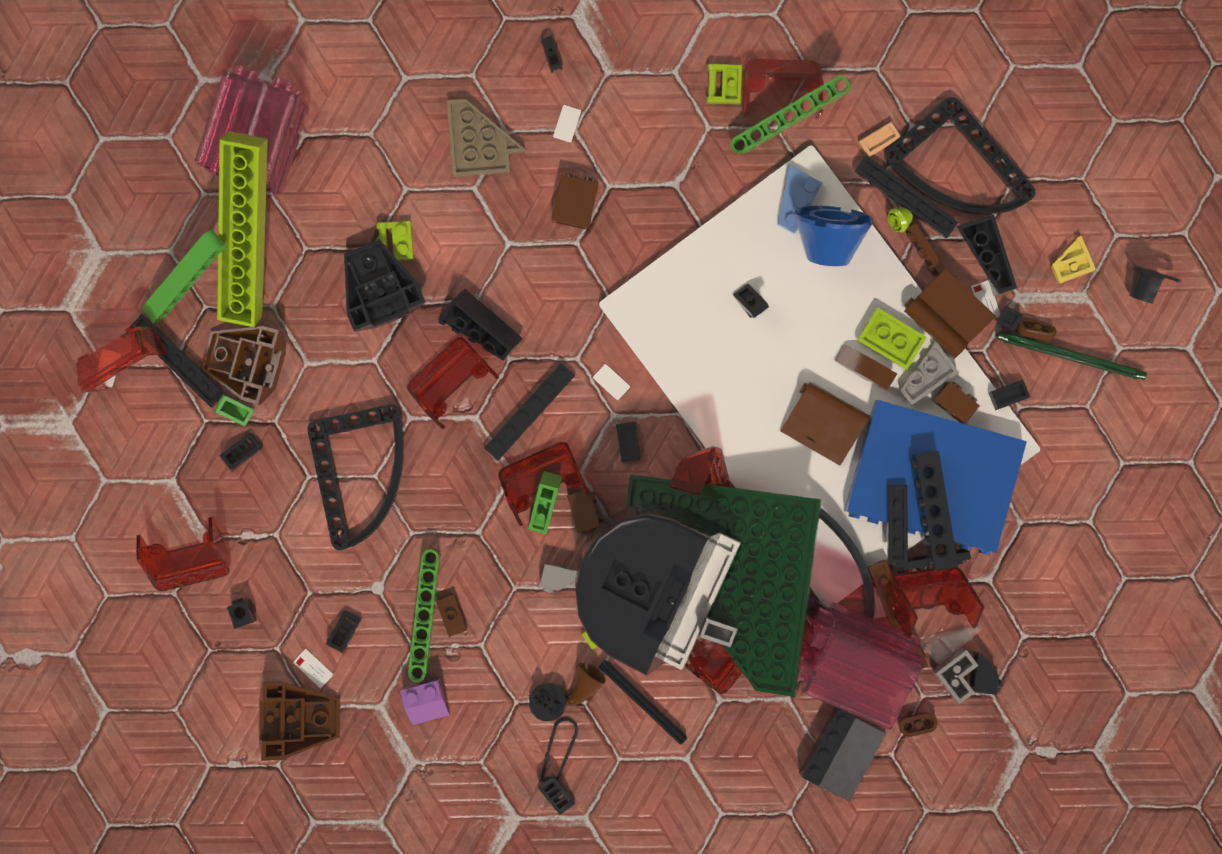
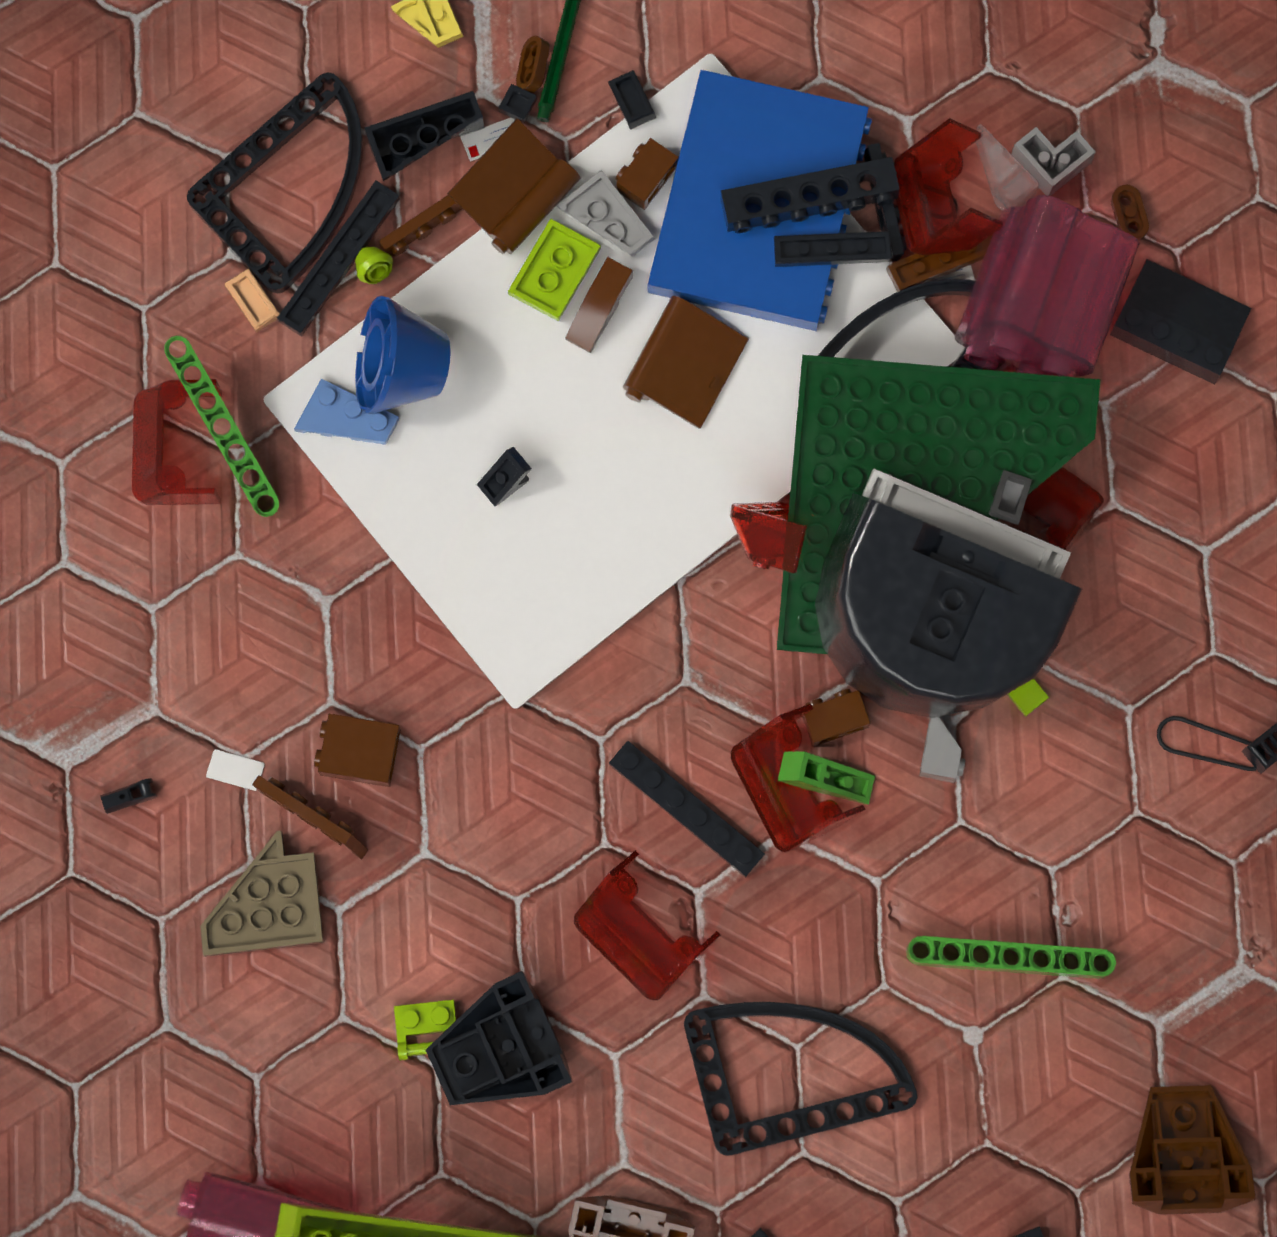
camera: 85 degrees left, 10 degrees down
(313, 668) = (1105, 1132): white sticker -> none
(341, 649) = (1069, 1097): black slope -> none
(424, 701) = (1145, 951): medium lavender slope -> none
(451, 615) = (1009, 916): reddish brown plate -> none
(480, 325) = (555, 887): black wedge -> none
(532, 169) = (316, 818): none -> reddish brown wing
(554, 708) = (1126, 773): black plate -> none
(588, 682) = (1101, 701): reddish brown hat -> none
(611, 382) = (635, 686): white sticker -> none
(628, 441) = (726, 656): black tile -> none
(643, 702) = (1123, 619): black axle -> none
(730, 84) = (171, 522): lime plate -> none
(984, 677) = (1053, 118): black slope -> none

